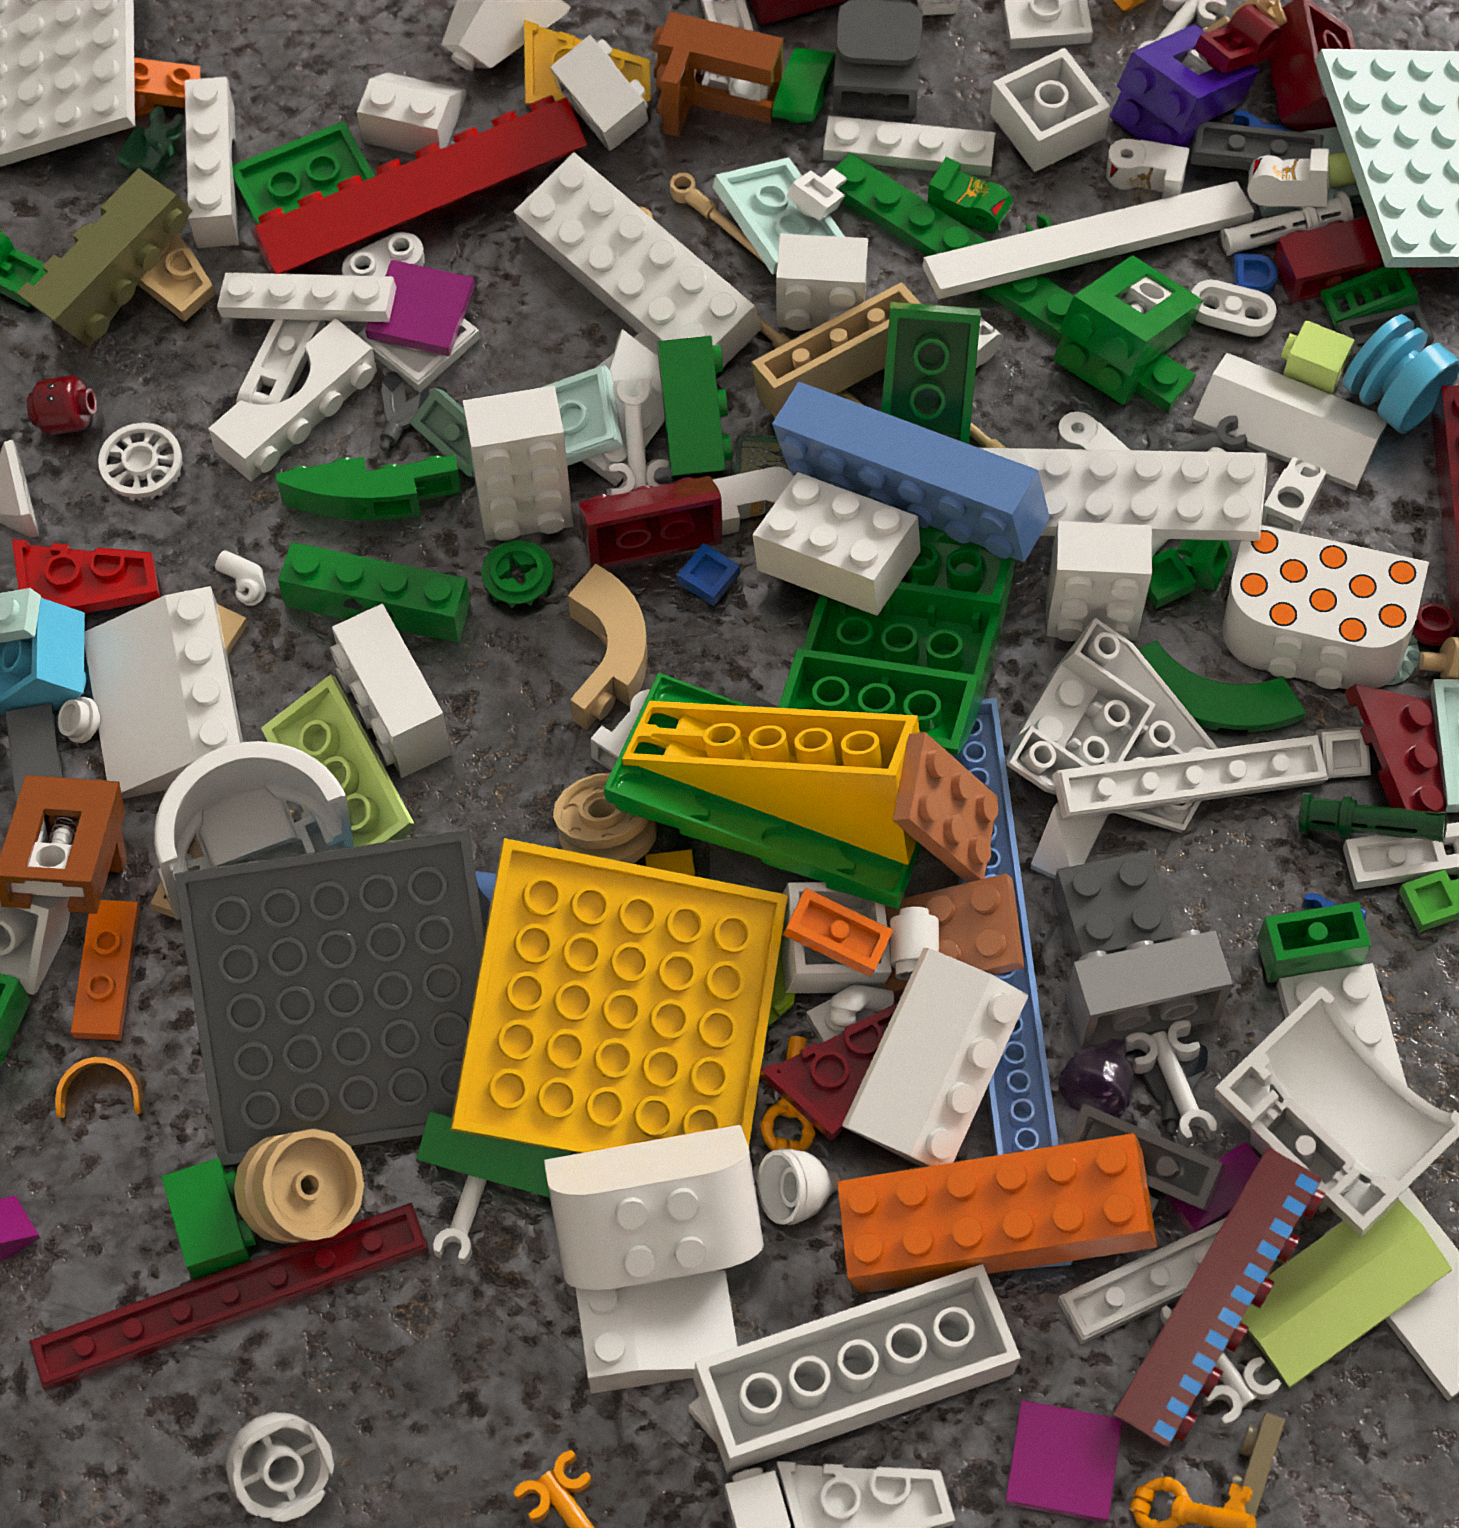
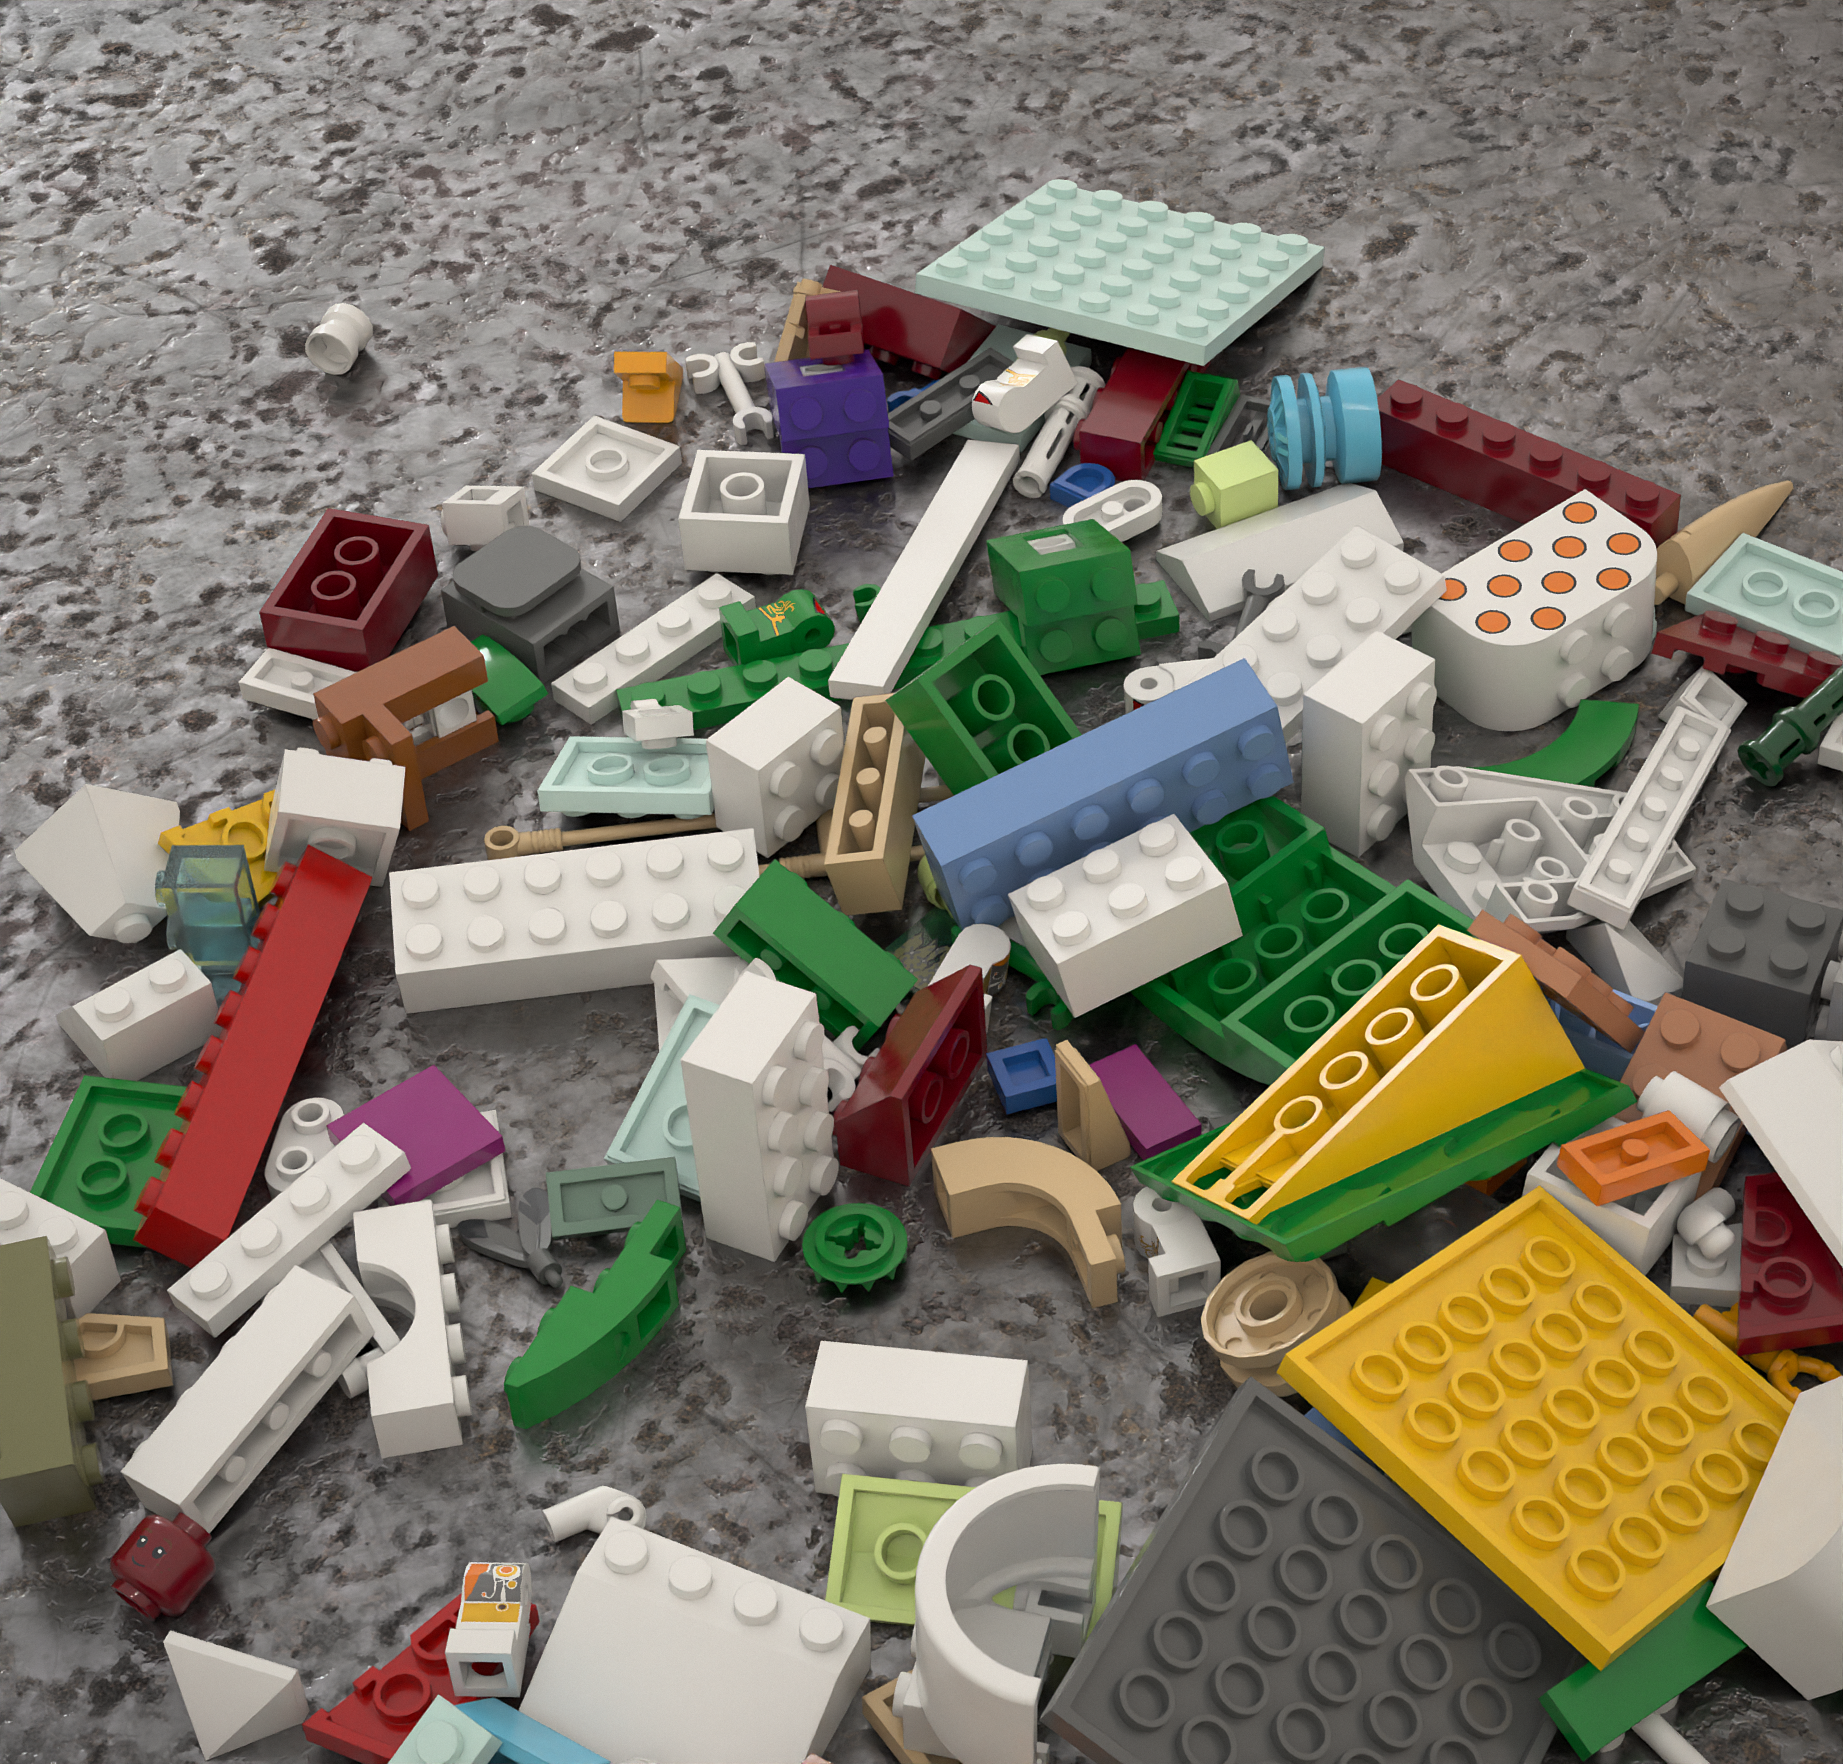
camera: 50 degrees left, 20 degrees down
(117, 580) = (491, 1629): none -> white leg
(140, 461) = (321, 1536): white wheel -> none
(181, 365) = (249, 1400): none -> white brick
(350, 584) = (745, 1387): green brick -> none
(494, 81) = (209, 904): none -> clear light blue brick
(693, 624) = (1085, 1112): none -> tan slope
(739, 647) = (1145, 1103): none -> magenta tile
(1147, 166) = (886, 487): white leg -> none

